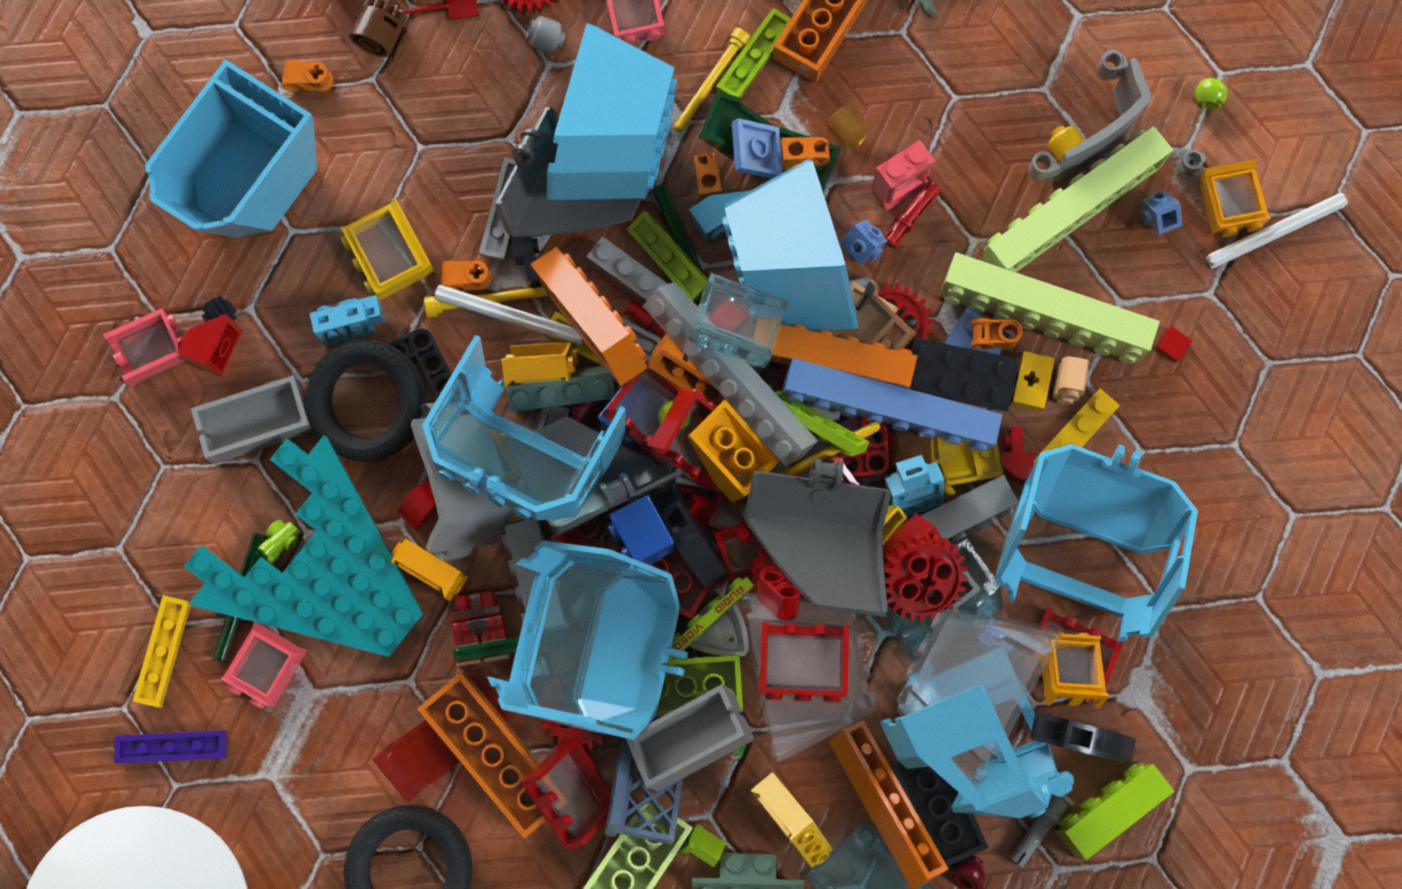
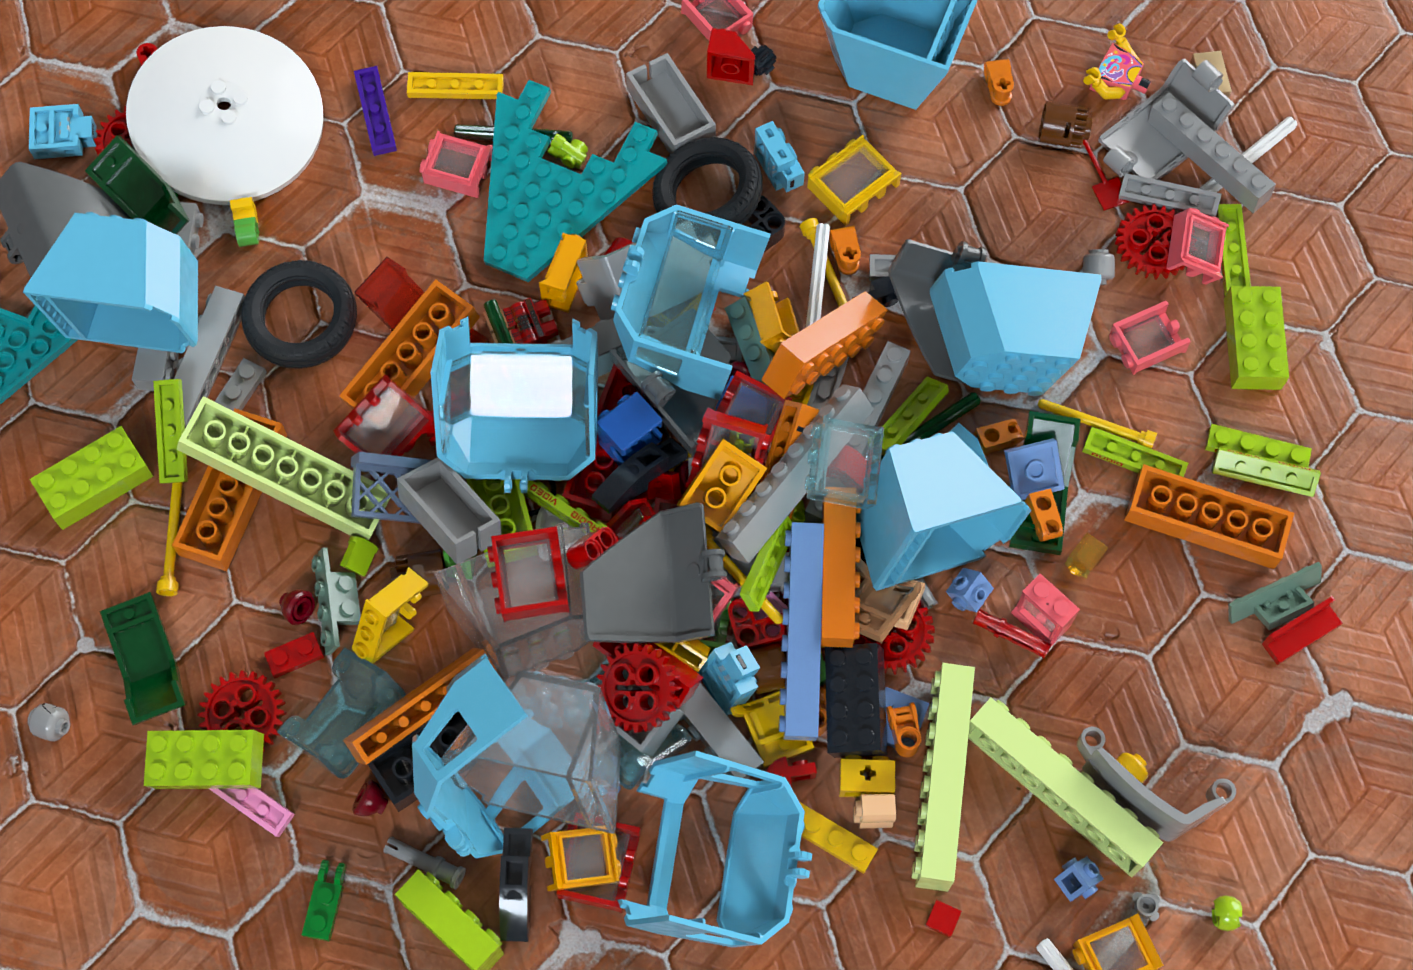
camera: 75 degrees right, 10 degrees down
(737, 779) = (424, 564): none -> reddish brown gear

